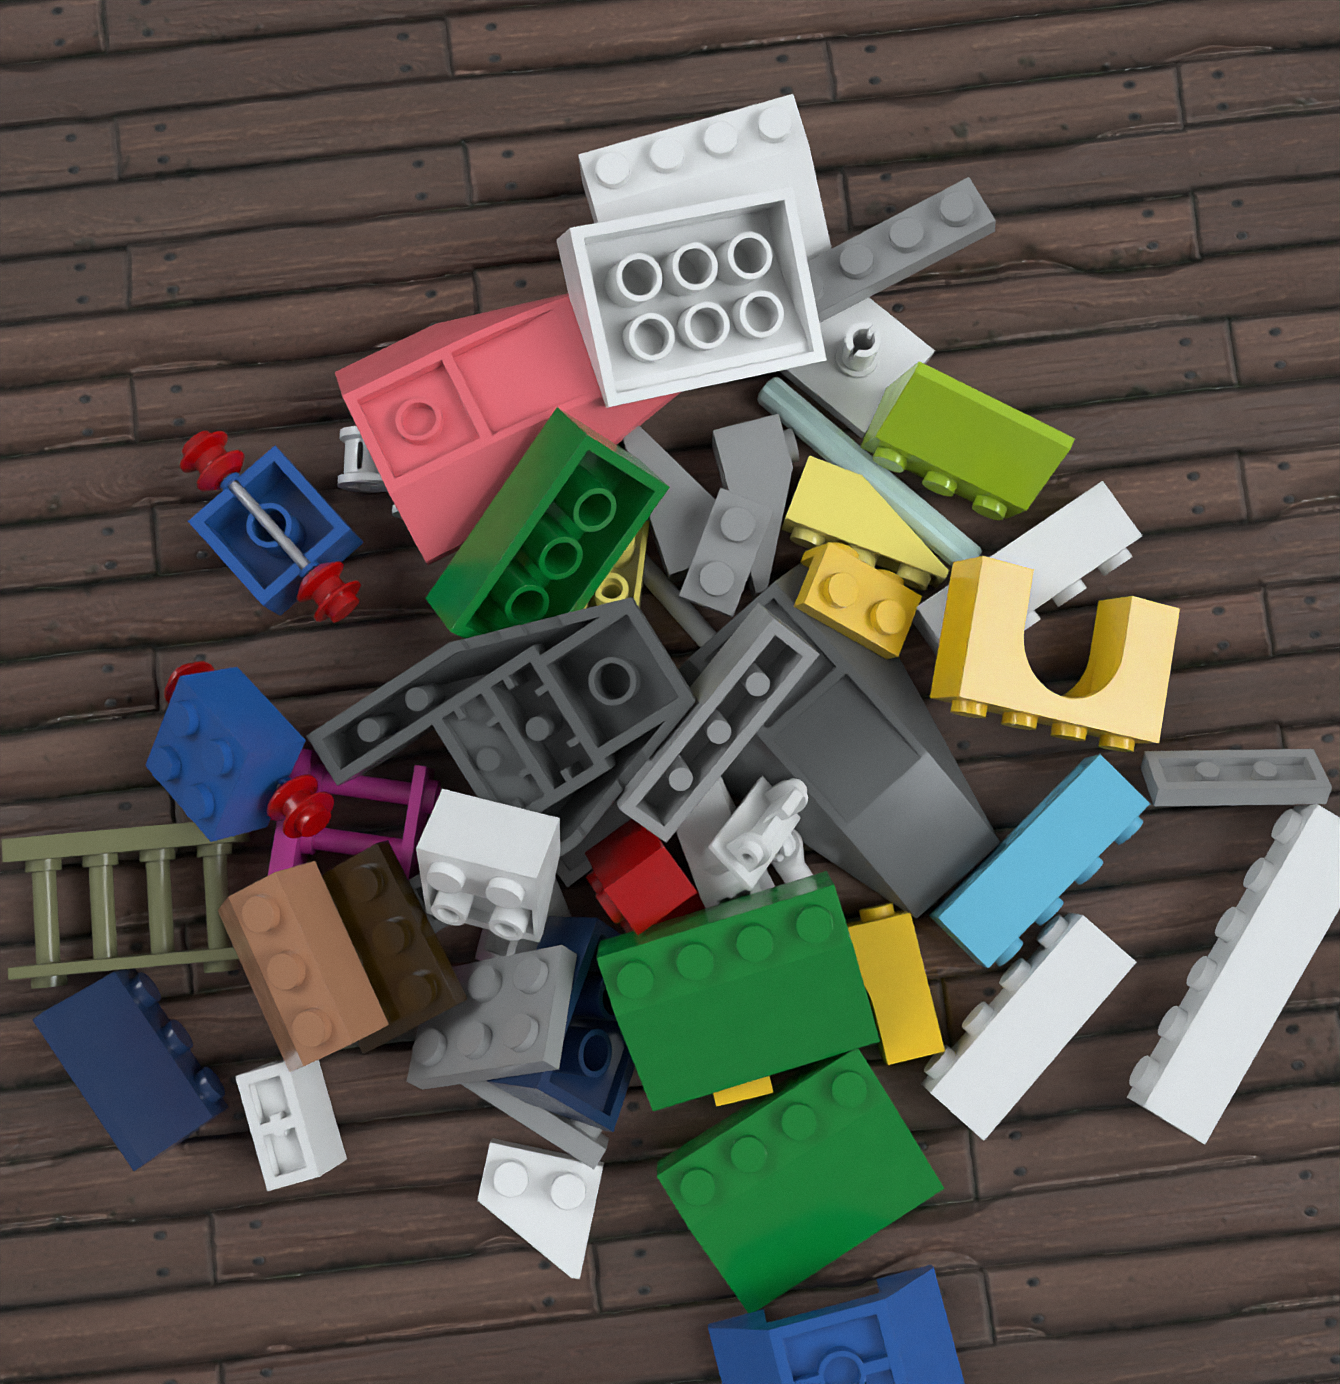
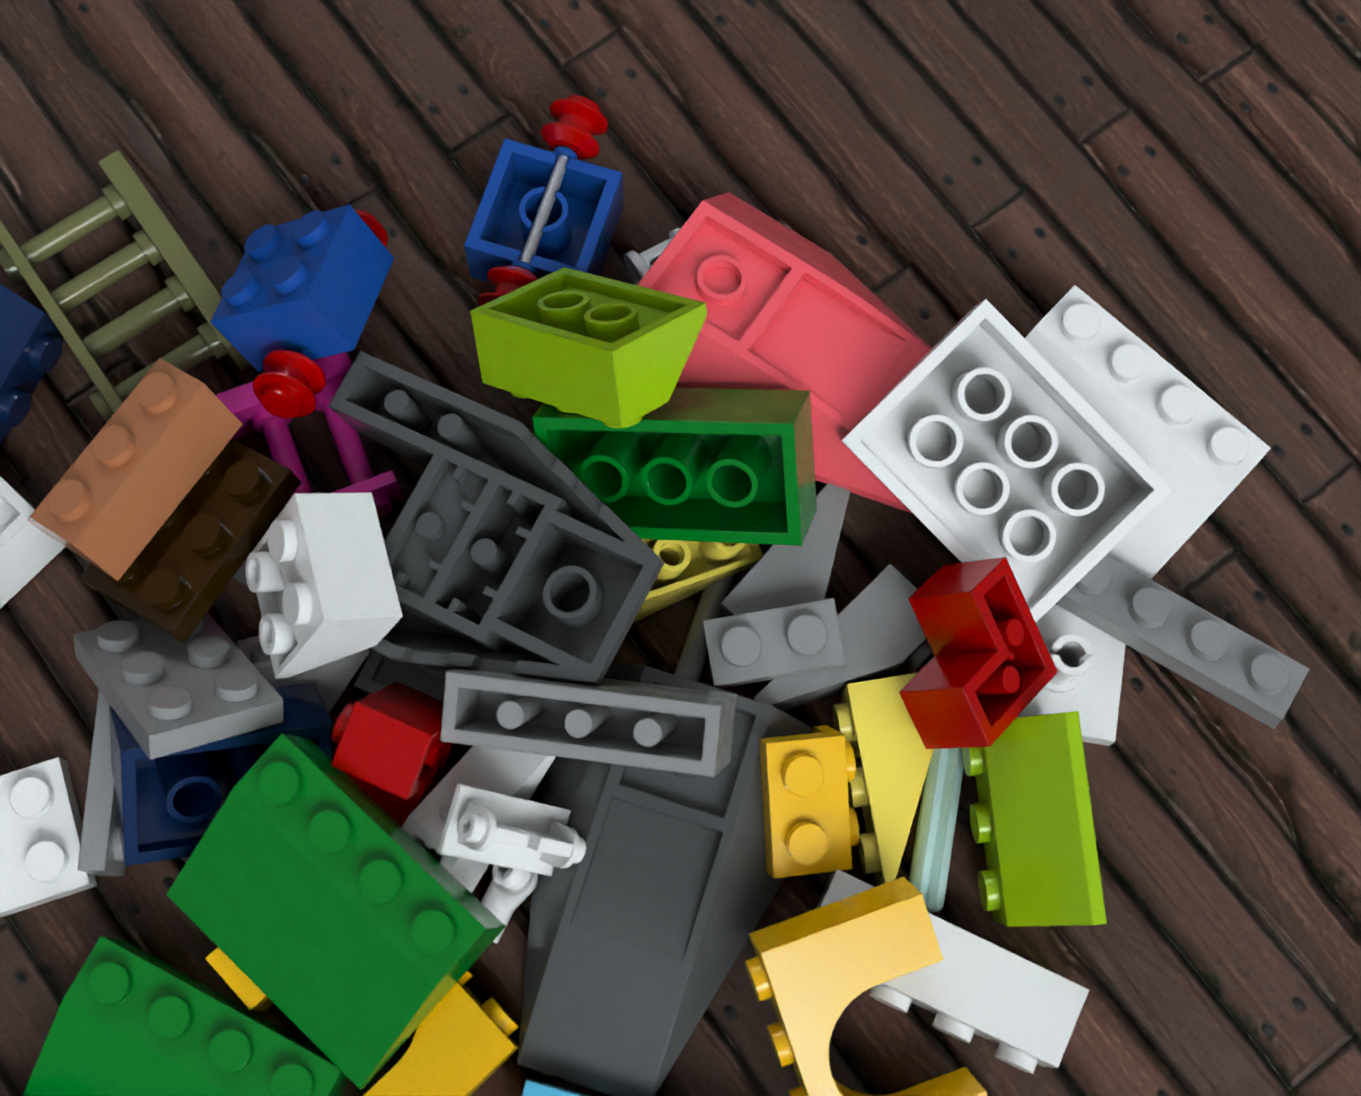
camera: 55 degrees right, 10 degrees down
(417, 553) = (587, 344): none -> lime slope
(831, 405) = (984, 658): none -> red brick

